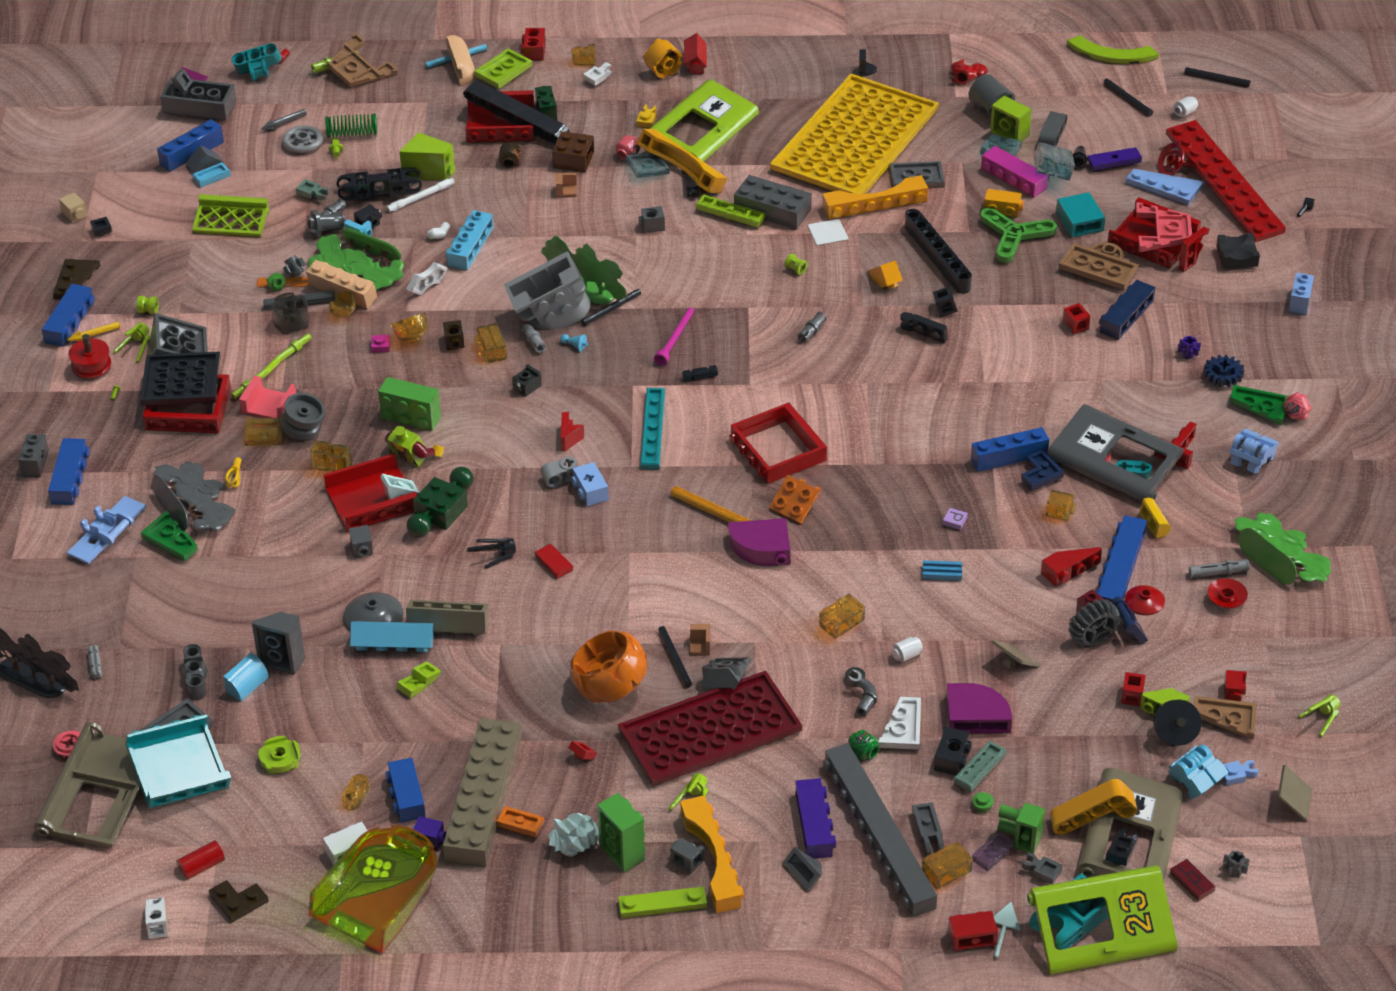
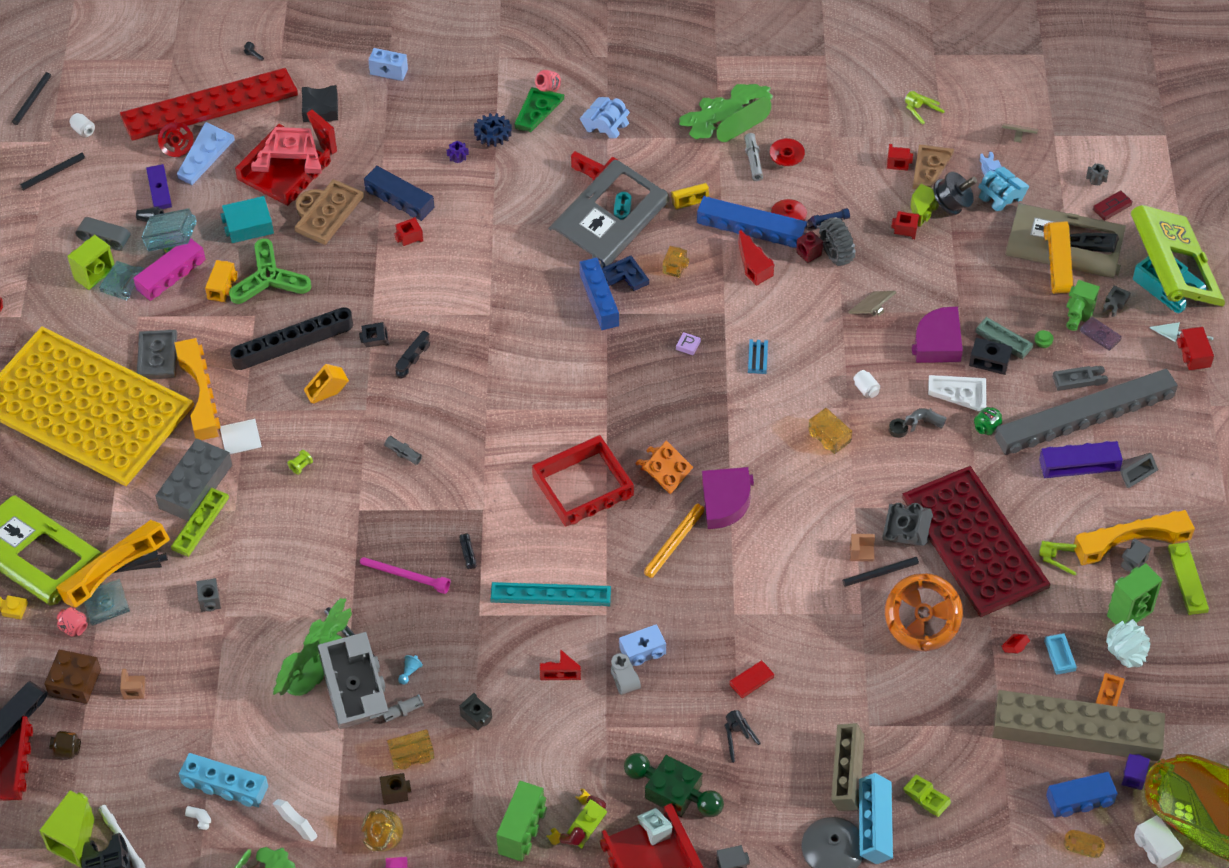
camera: 90 degrees left, 10 degrees up
(573, 790) = (1060, 654): none -> medium azure tile
(947, 865) = (1126, 362): clear yellow brick -> none
(986, 92) = (46, 276): dark grey cylinder -> none

